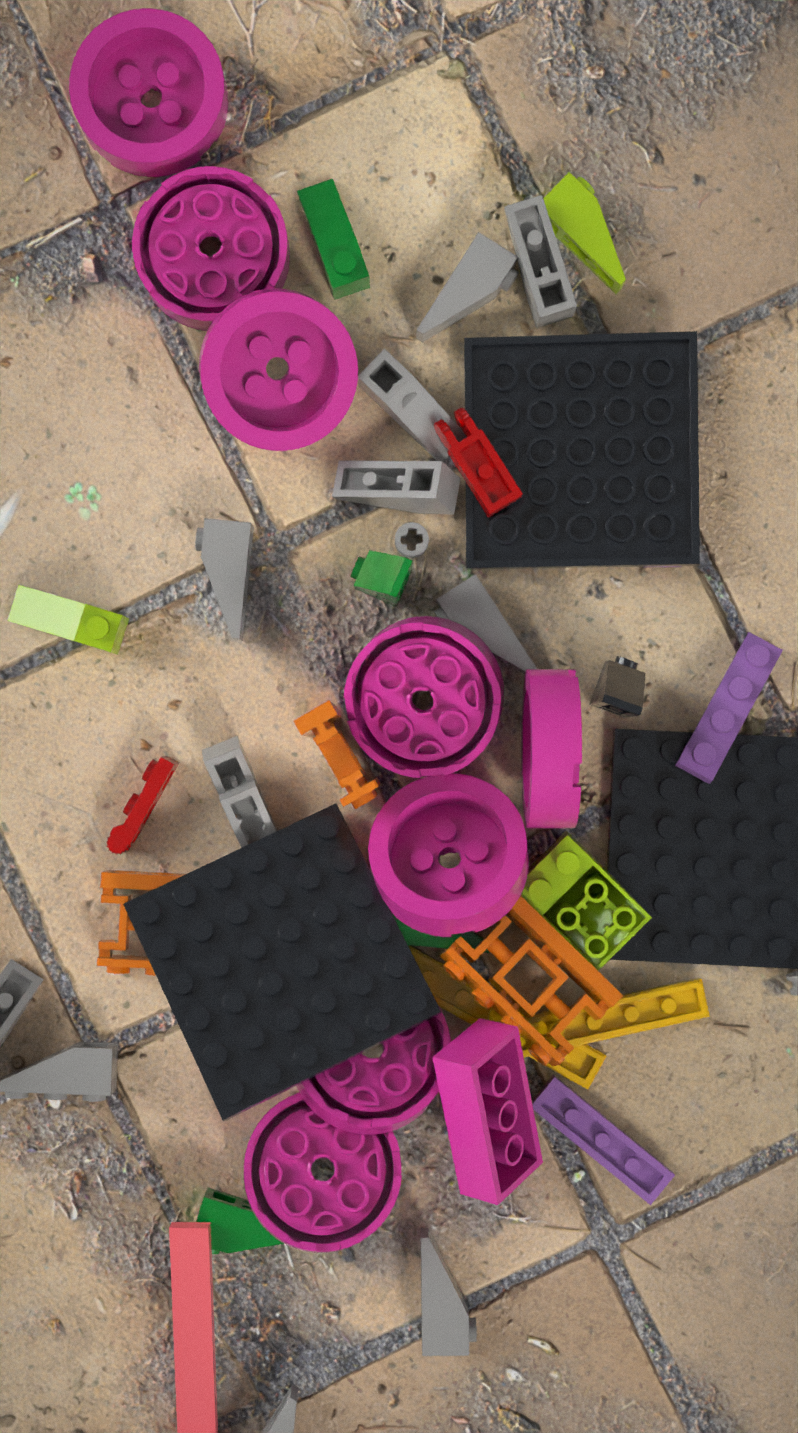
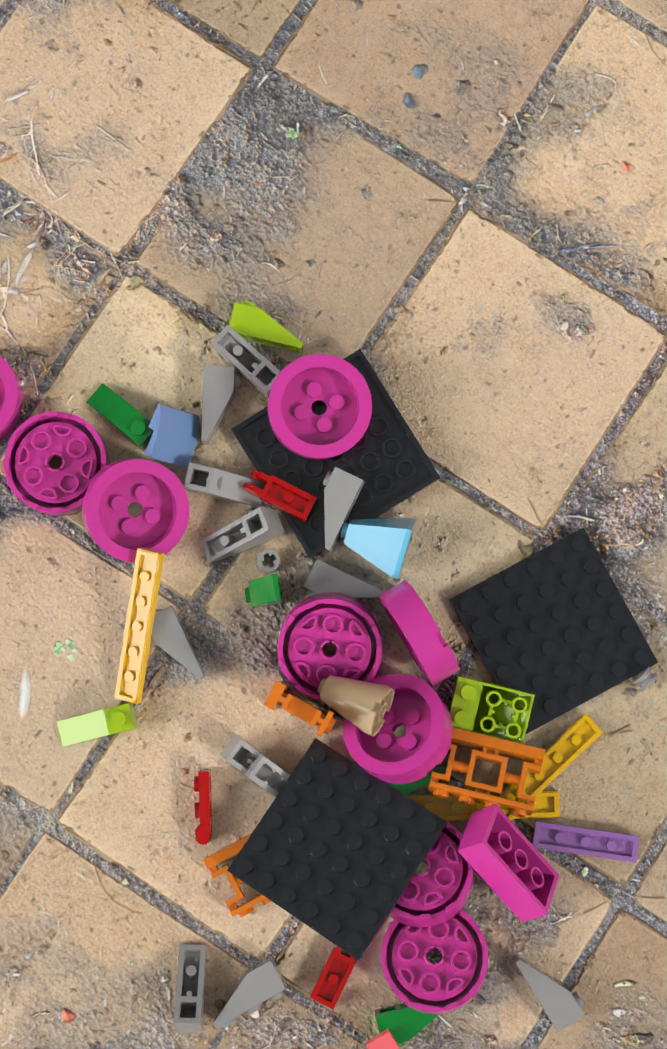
camera: 30 degrees left, 5 degrees down
(178, 1118) = (333, 978): none -> red hinge
(195, 522) = (139, 625): none -> yellow tile
(383, 301) = (173, 435): none -> medium blue slope
(418, 789) = (358, 701): none -> tan cone
(552, 512) = (339, 498): none -> light grey slope
(571, 600) = (380, 541): none -> medium azure slope
(620, 688) = (438, 574): black slope -> none
(638, 364) = (326, 380): none -> dark pink brick
(729, 708) = (506, 548): medium lavender plate -> none

